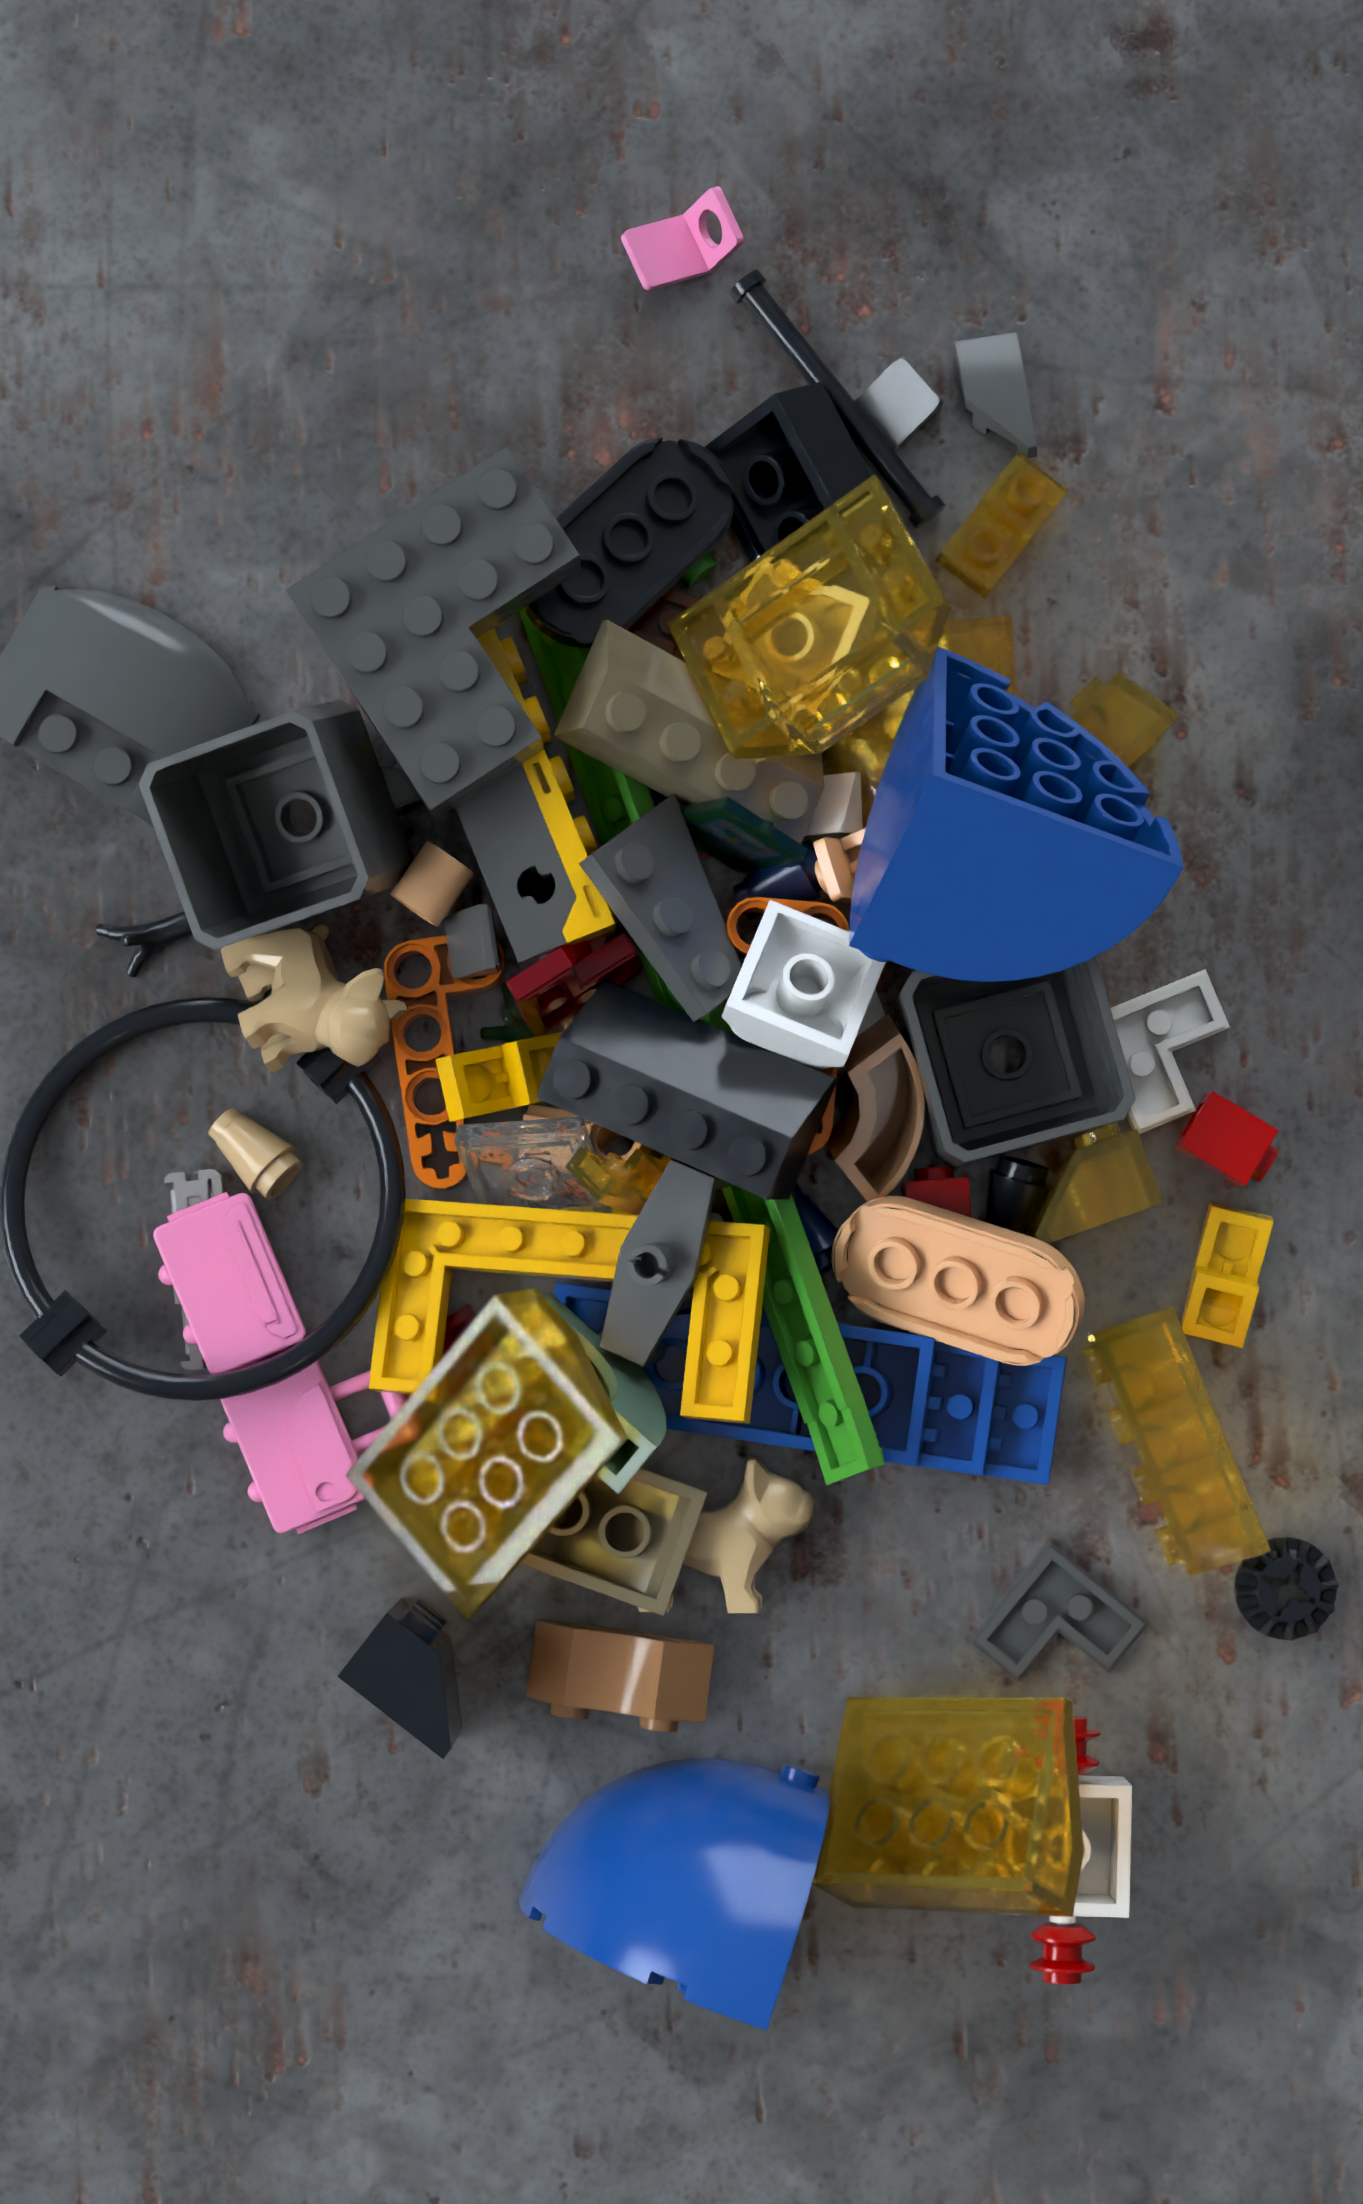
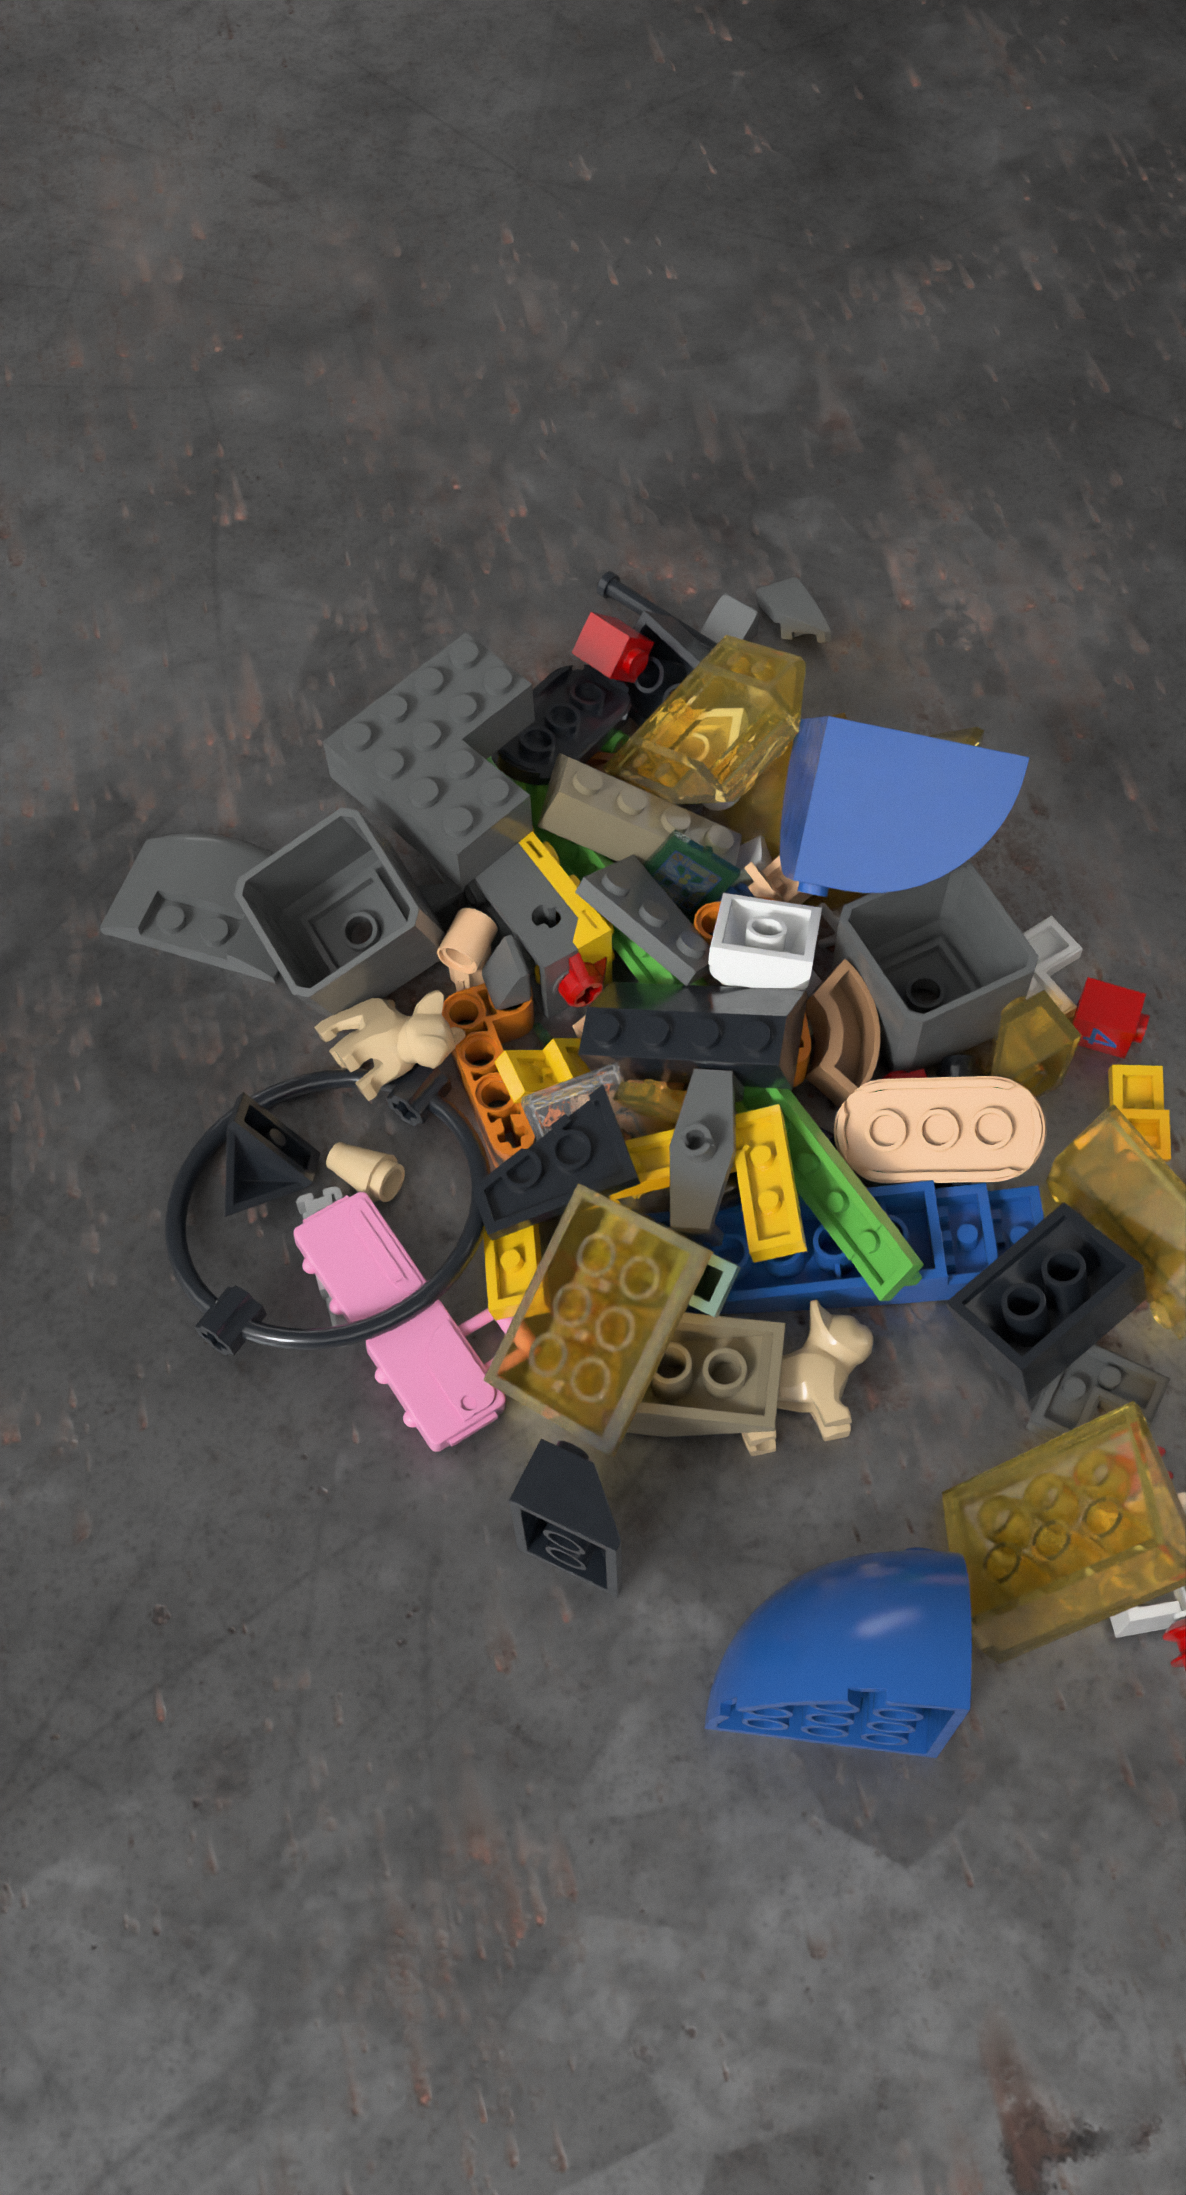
camera: 10 degrees left, 25 degrees down
(133, 1123) = (263, 1158): none -> black slope
(147, 937) = (259, 1042): black bar -> none
(484, 1244) = (542, 1179): none -> black wing
(557, 990) = (572, 985): dark red tile -> none
(620, 1673) = (747, 1502): medium nougat brick -> none
(681, 245) = (562, 571): bright pink bracket -> none
(721, 438) = (613, 647): none -> red brick
(1001, 525) = (825, 677): clear yellow slope -> none
(1025, 1515) = (1048, 1299): none -> black slope

